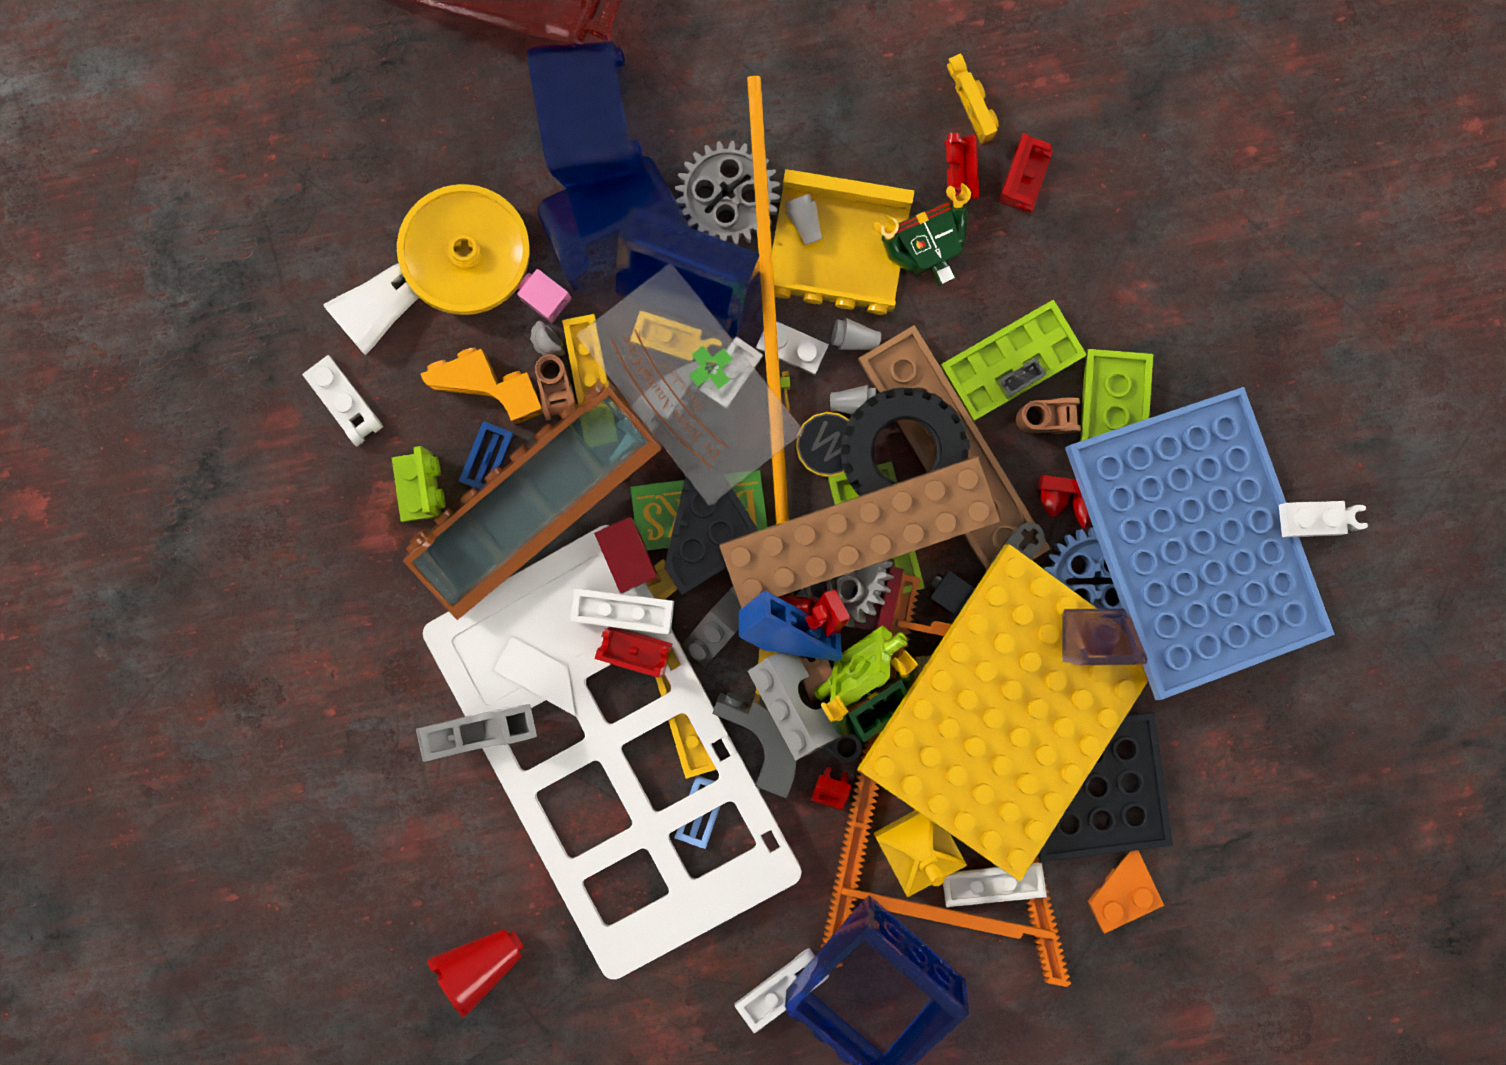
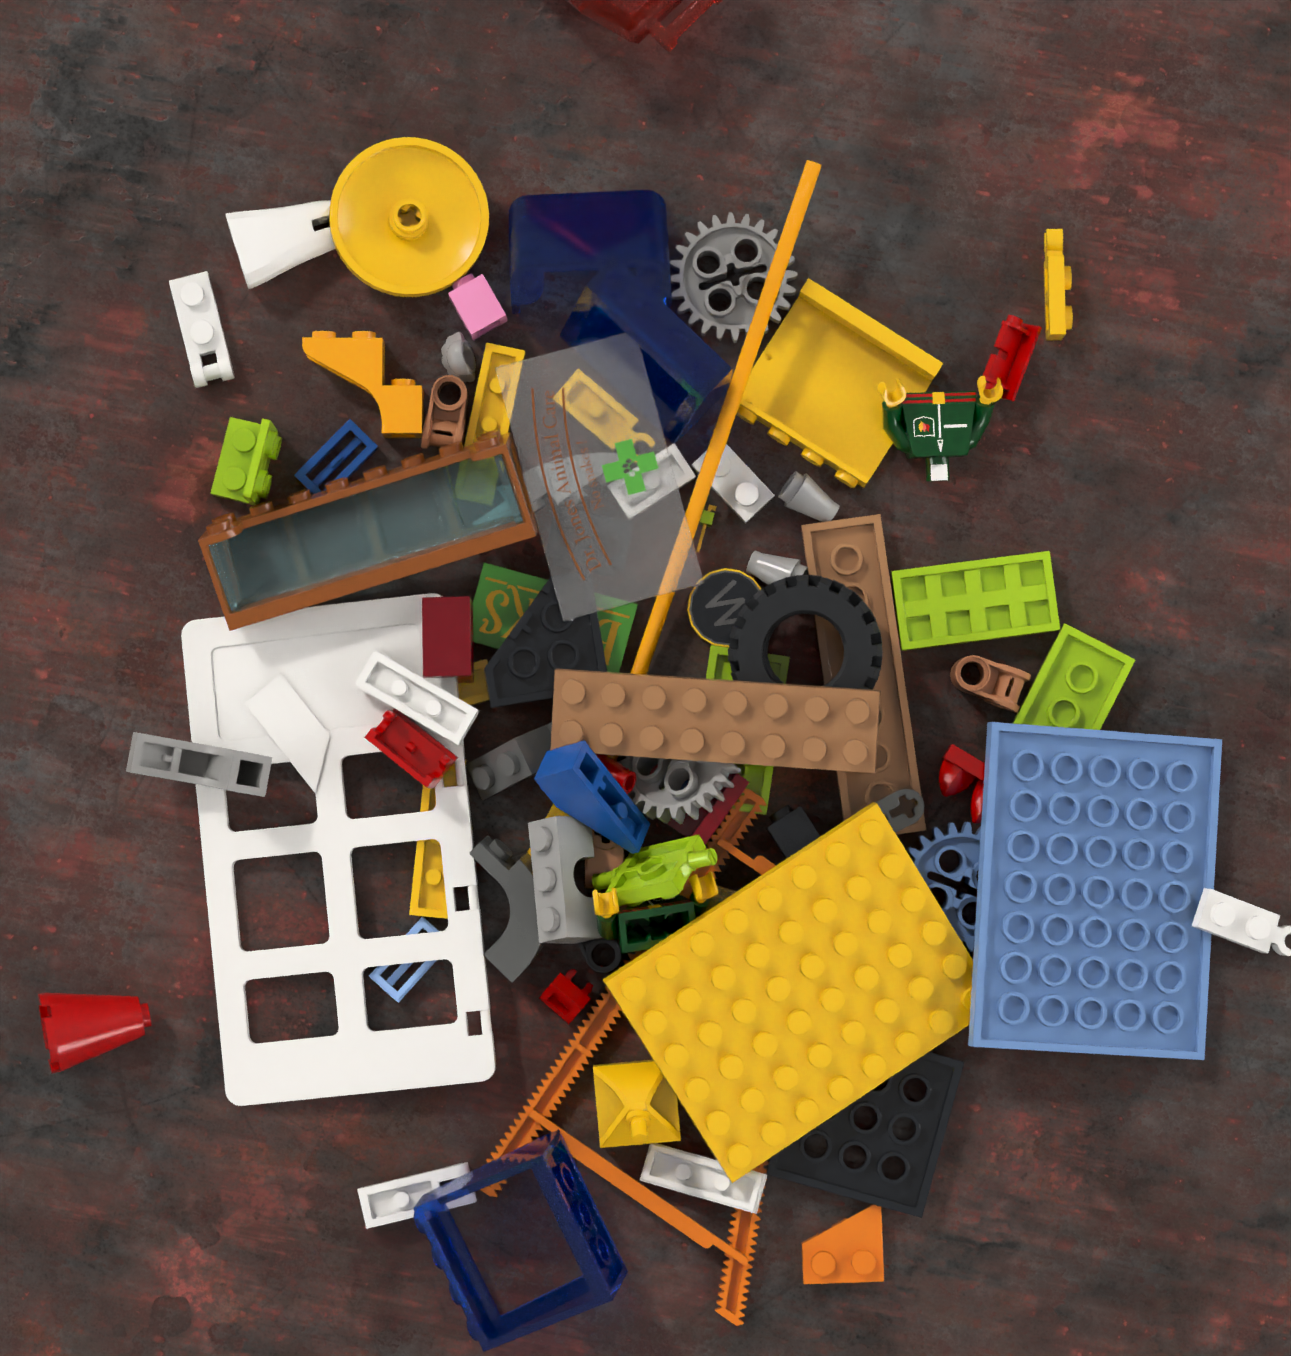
camera: 15 degrees right, 0 degrees up
(582, 112) = (607, 118): clear blue windscreen -> none
(805, 219) = (807, 342): light grey cone -> none
(828, 614) = (644, 797): red tile -> none
(1021, 378) = (974, 625): dark grey piece -> none
(1026, 173) = (1081, 396): red hinge -> none
(1100, 638) = (934, 949): slope -> none

